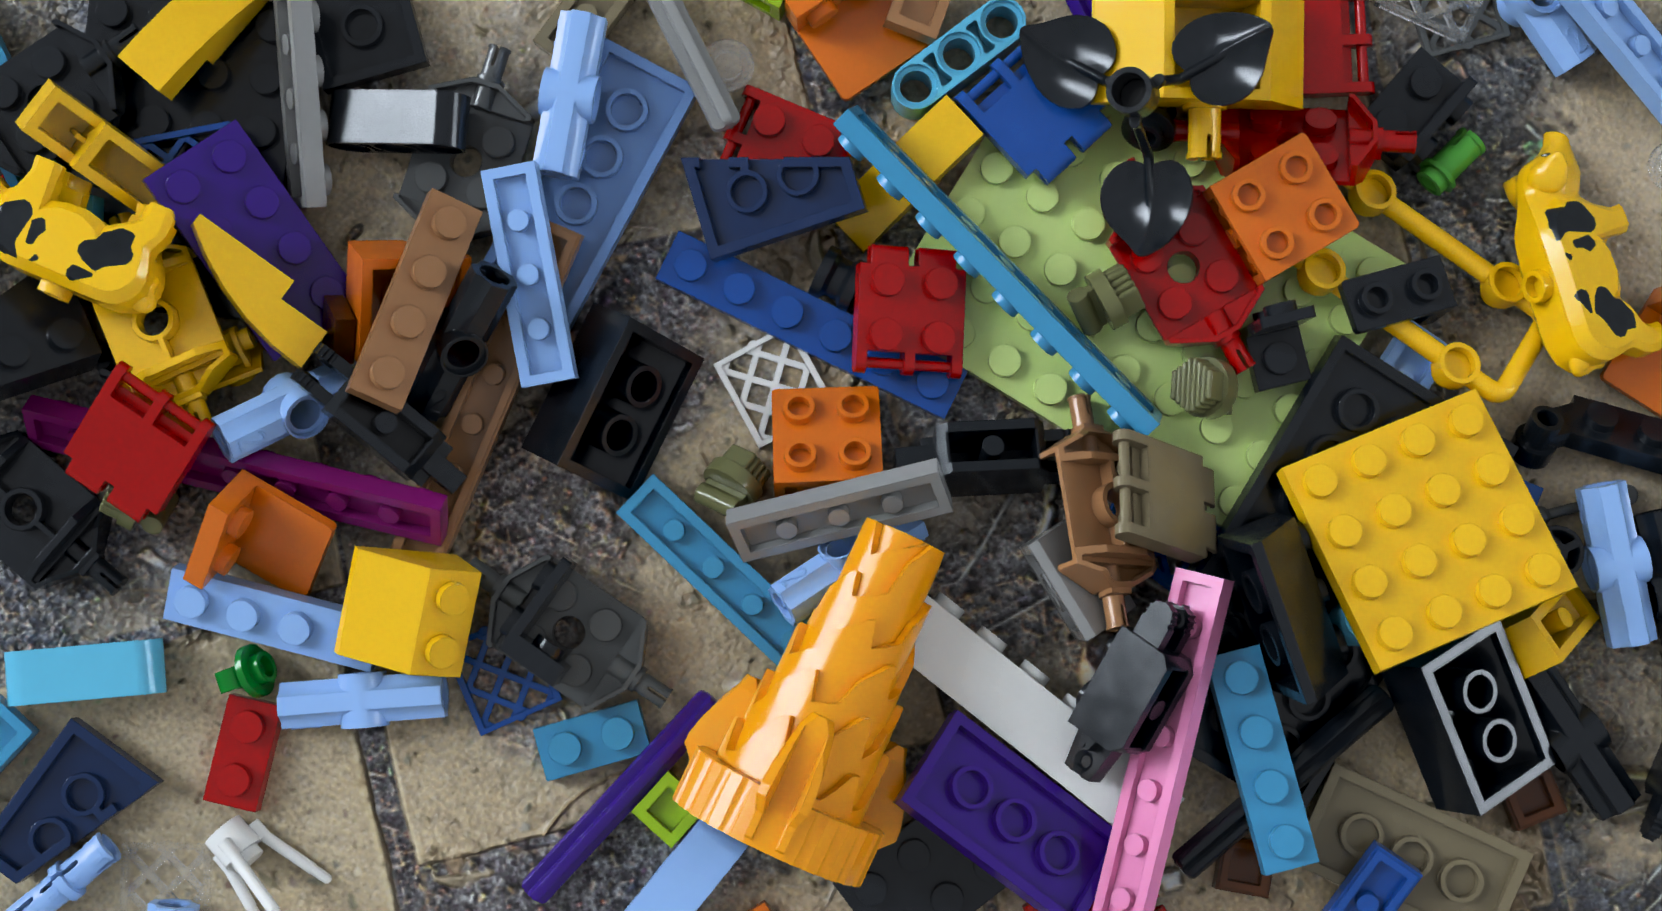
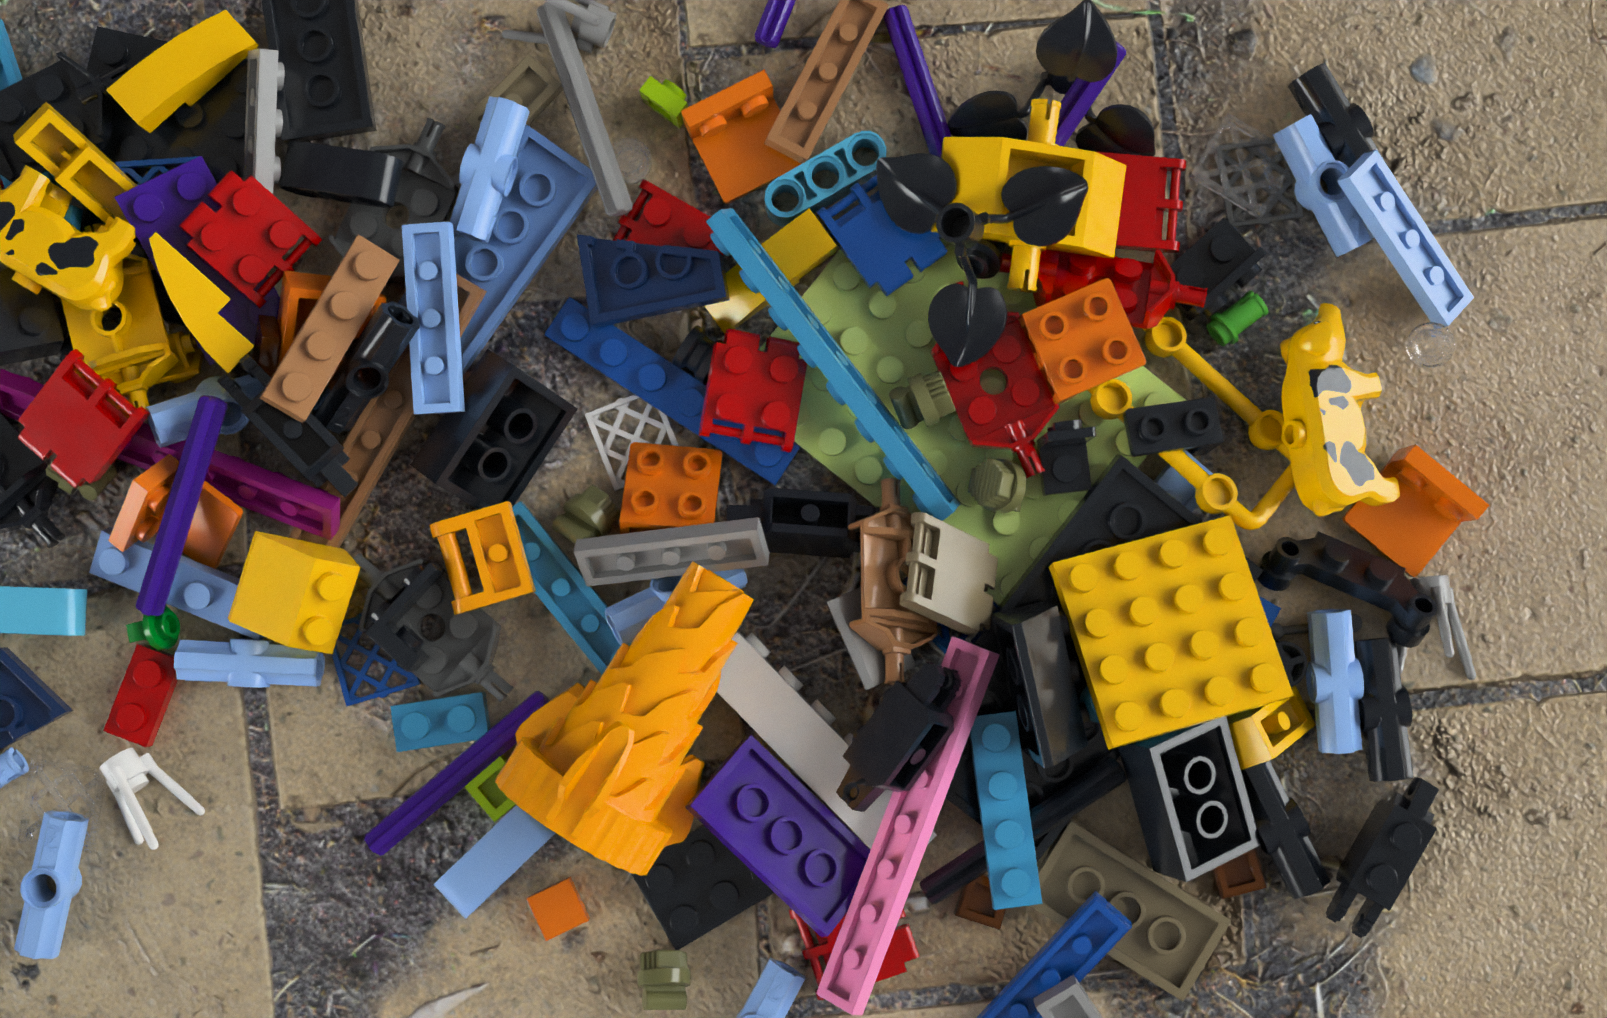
camera: 15 degrees right, 0 degrees up
(265, 526) = (181, 505): none -> dark purple axle
(301, 205) = (247, 235): none -> red plate
(635, 536) = (496, 553): none -> light orange plate

